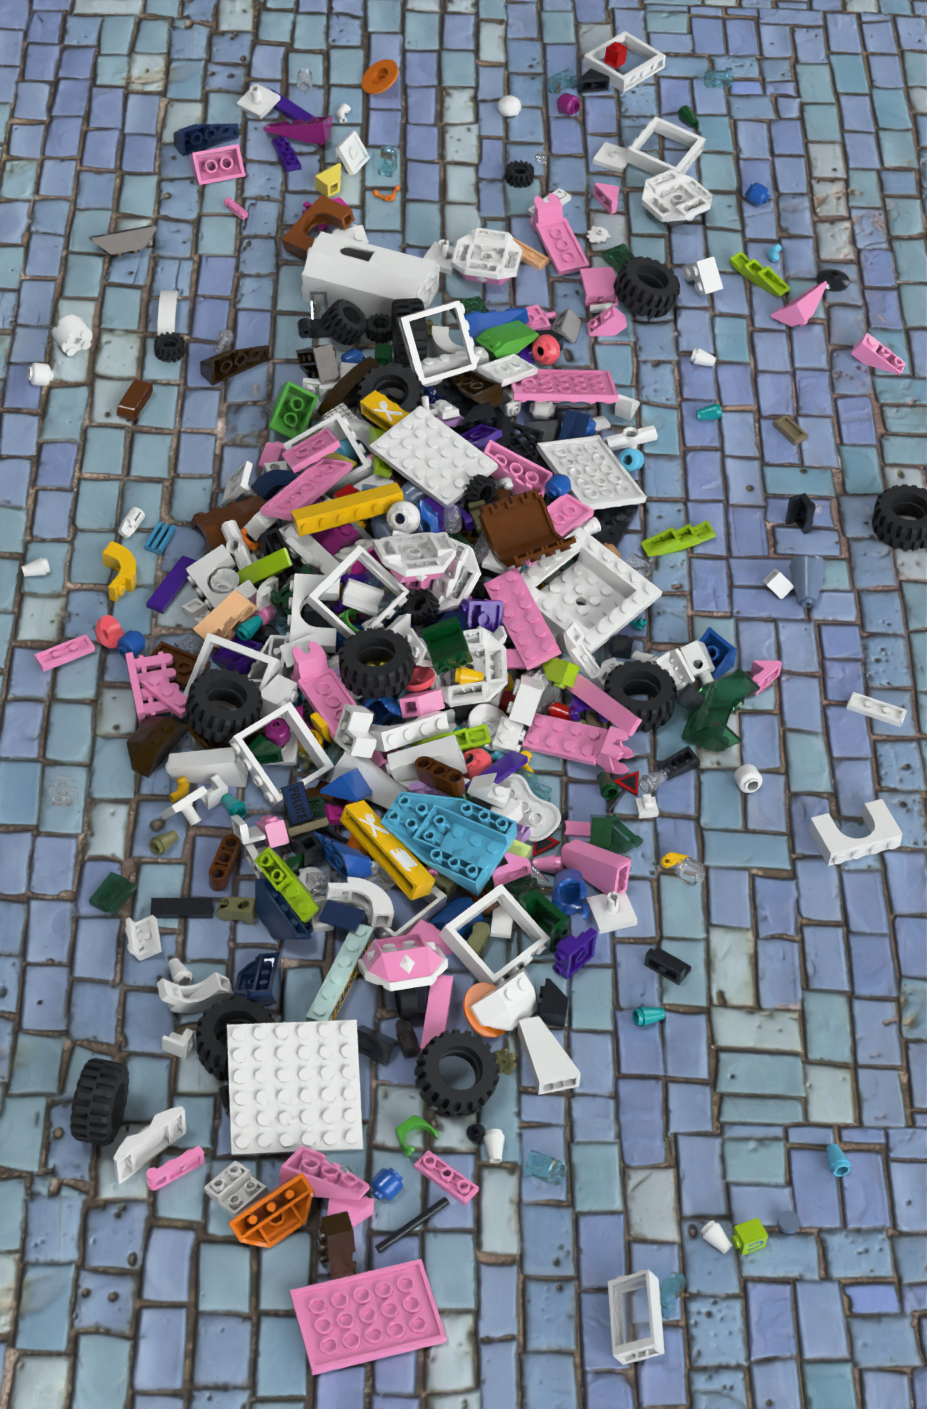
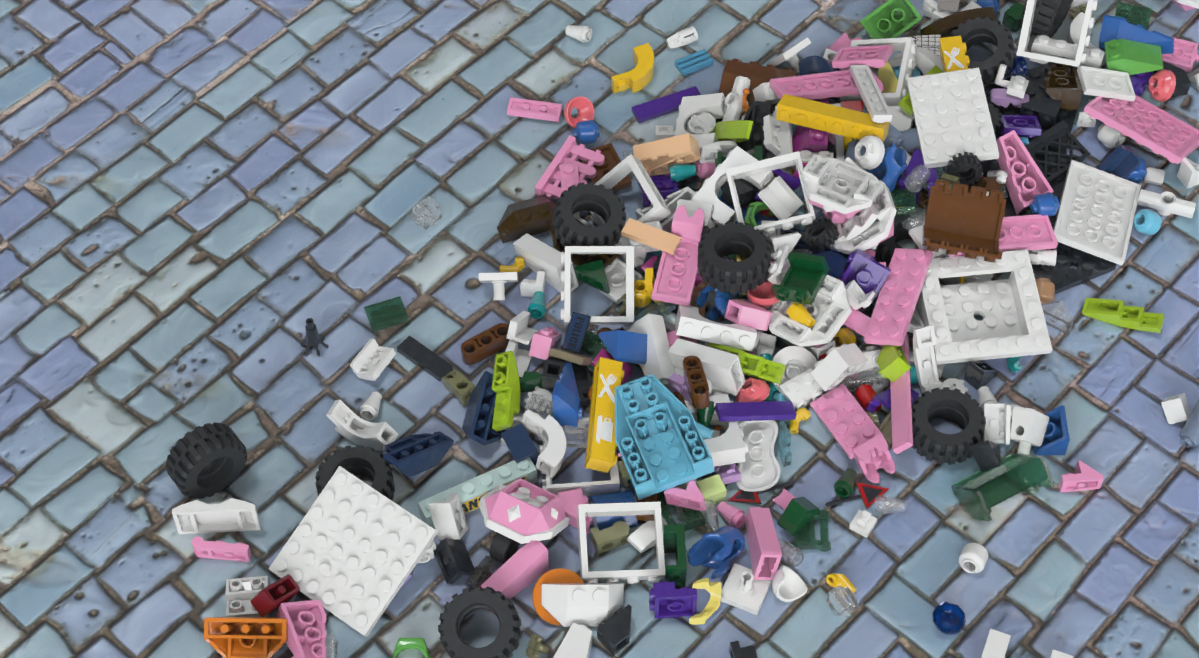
camera: 45 degrees right, 5 degrees up
(73, 951) = (312, 337): none -> black piece
(161, 843) = (458, 298): olive cone -> none
(179, 1044) = (316, 457): white panel -> none
(265, 1166) = (273, 595): none -> dark red brick
(278, 731) = (616, 266): magenta head -> none
(289, 688) = (651, 236): none -> light nougat tile
(341, 1007) = (449, 517): none -> white panel
(353, 731) = (666, 303): white brick -> none
(358, 471) = (870, 93): none -> white plate
(485, 789) = (725, 419): white slope -> none
(551, 429) = (1098, 152): black panel -> none
(597, 924) = (714, 589): none -> light yellow helmet
(642, 886) = (788, 585): none -> white helmet
(681, 755) = (935, 512): black slope -> none
(774, 831) = (949, 618): none -> clear blue hair
(876, 709) = (1158, 576): white tile -> none

